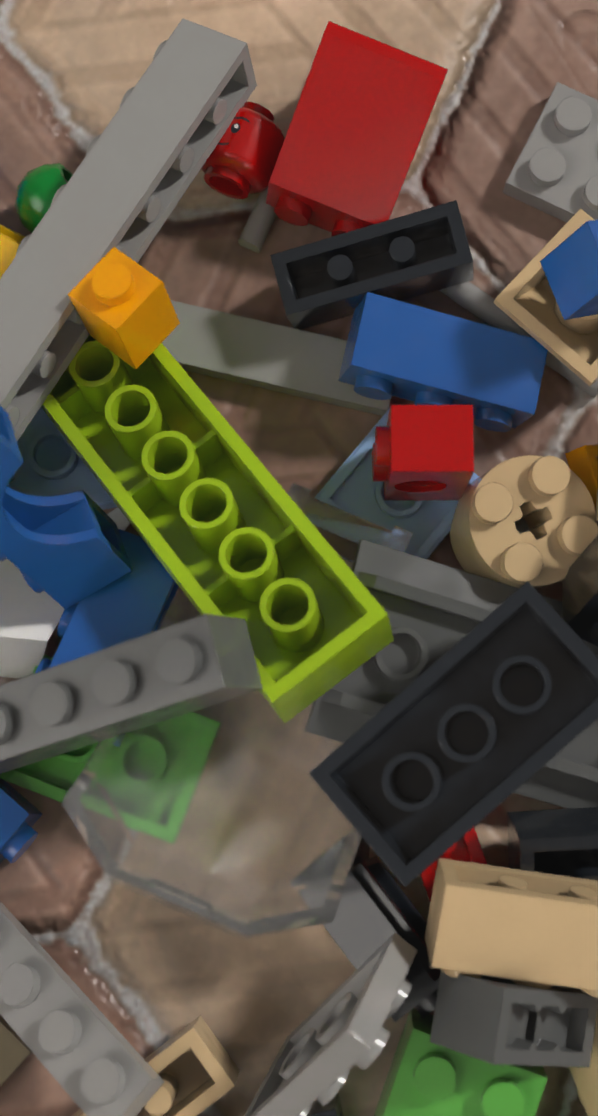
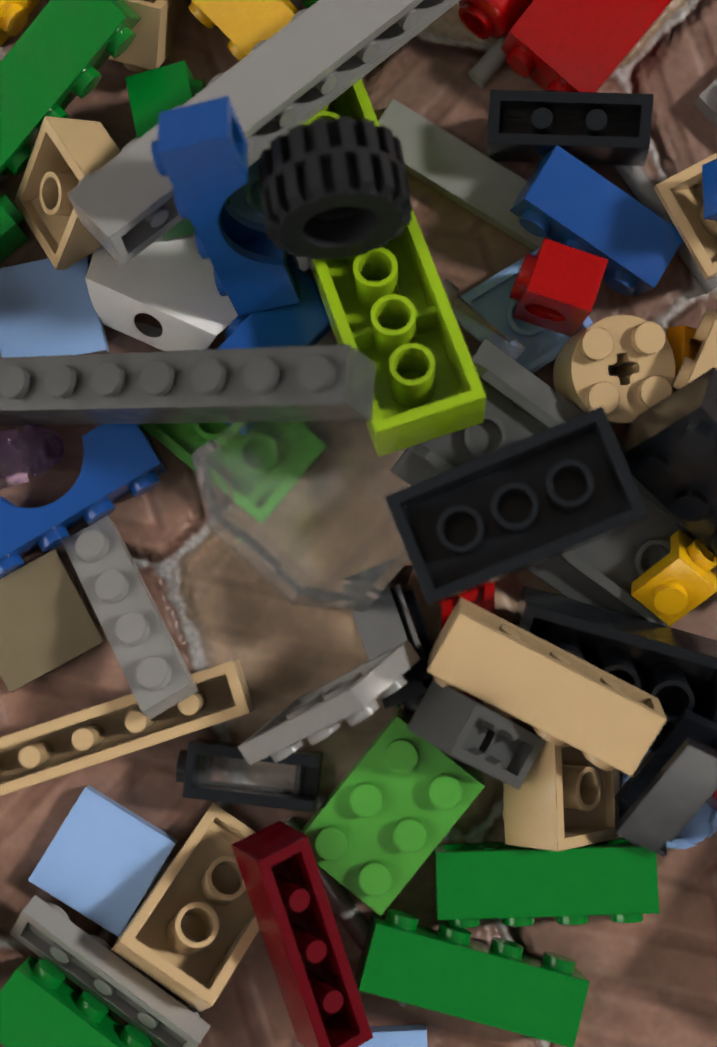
camera: 15 degrees right, 5 degrees up
(124, 307) = (363, 86): light orange brick -> none
(128, 433) = (334, 188): none -> black tyre

